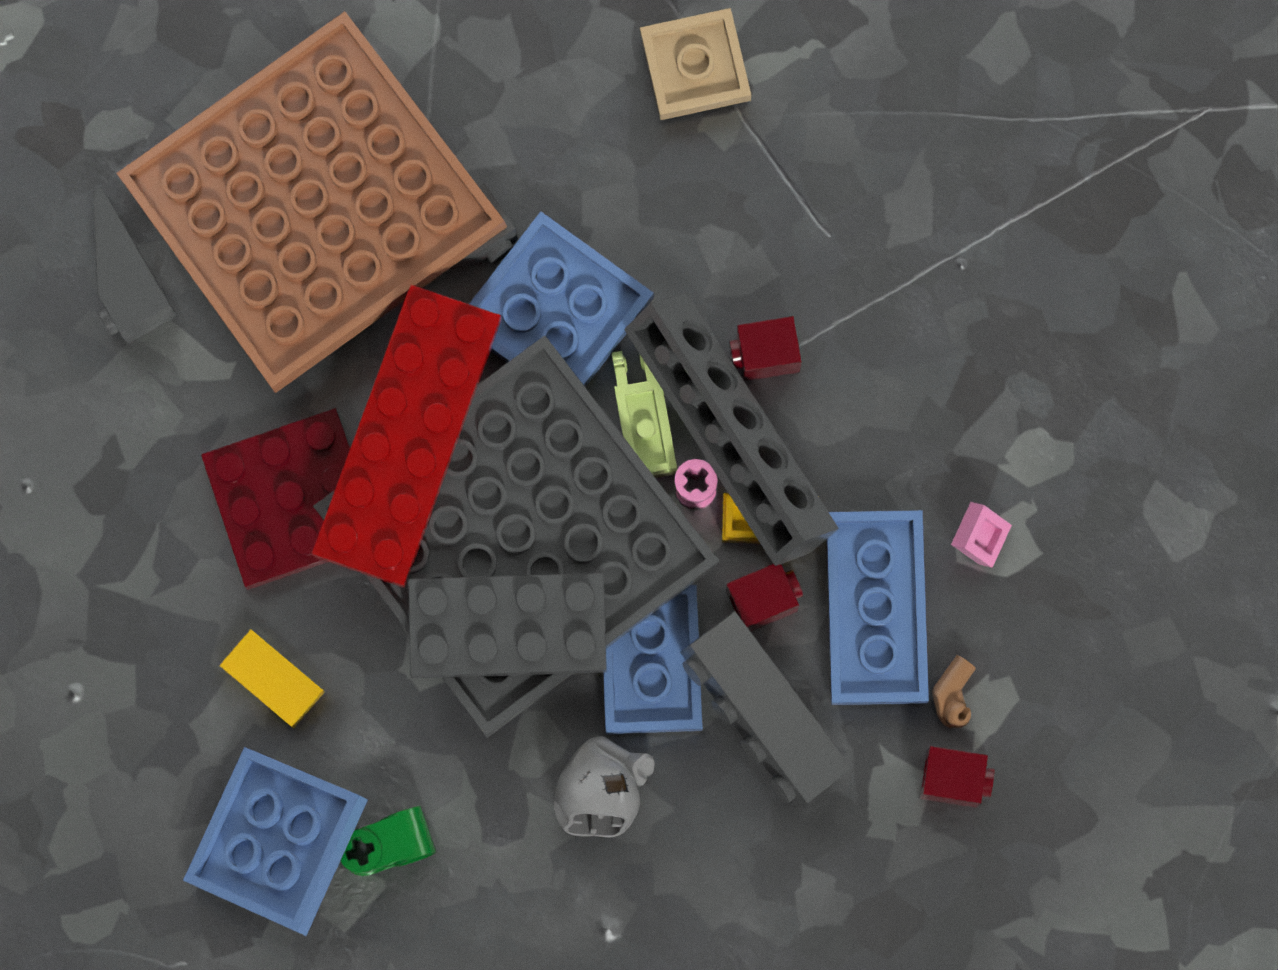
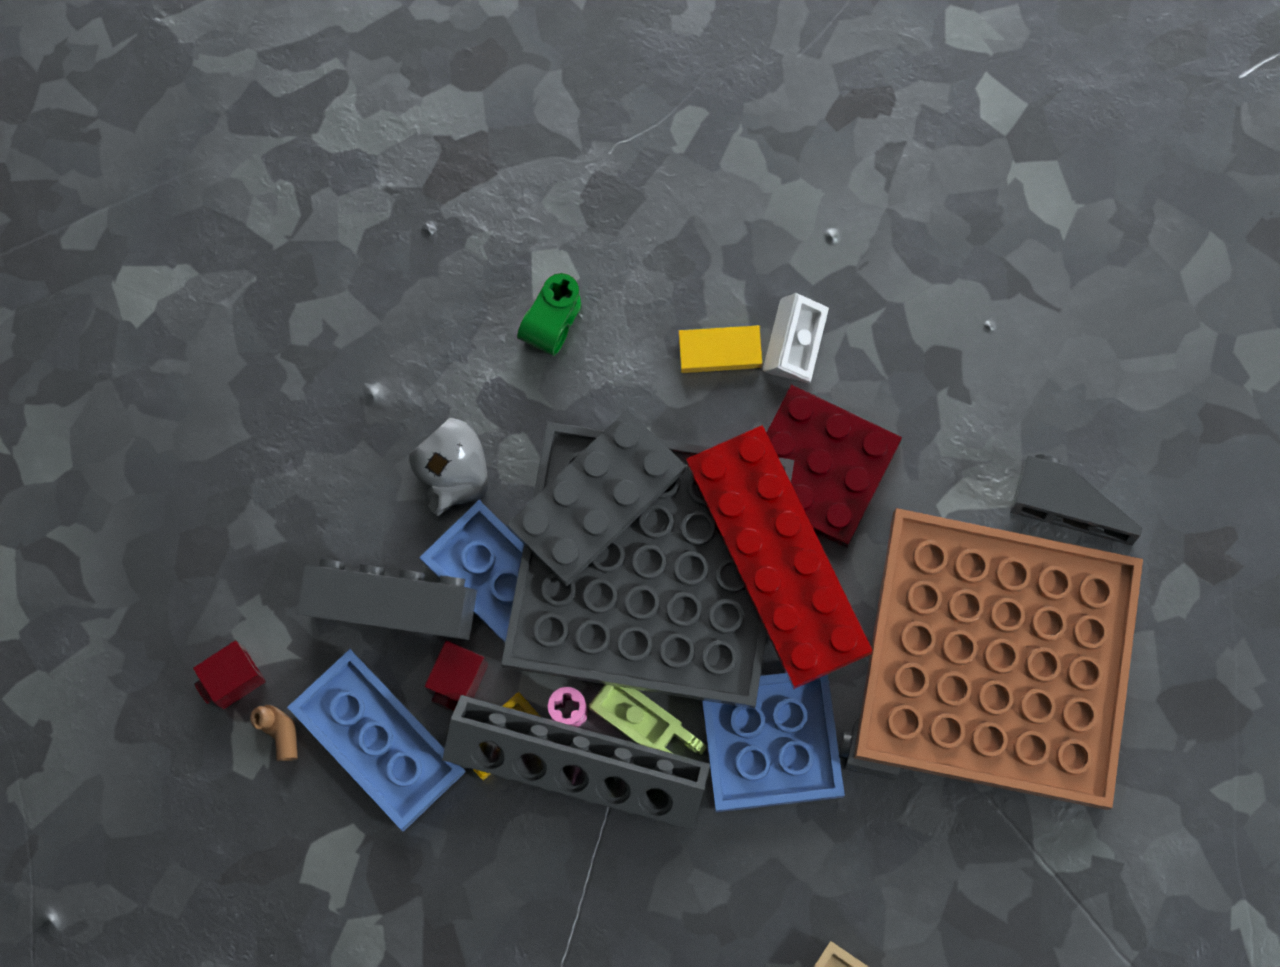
camera: 140 degrees right, 5 degrees down
(199, 629) = (795, 338): none -> white slope
(275, 840) = (618, 252): medium blue plate -> none
(766, 348) = (605, 843): dark red brick -> none
(981, 534) = (347, 851): bright pink plate -> none

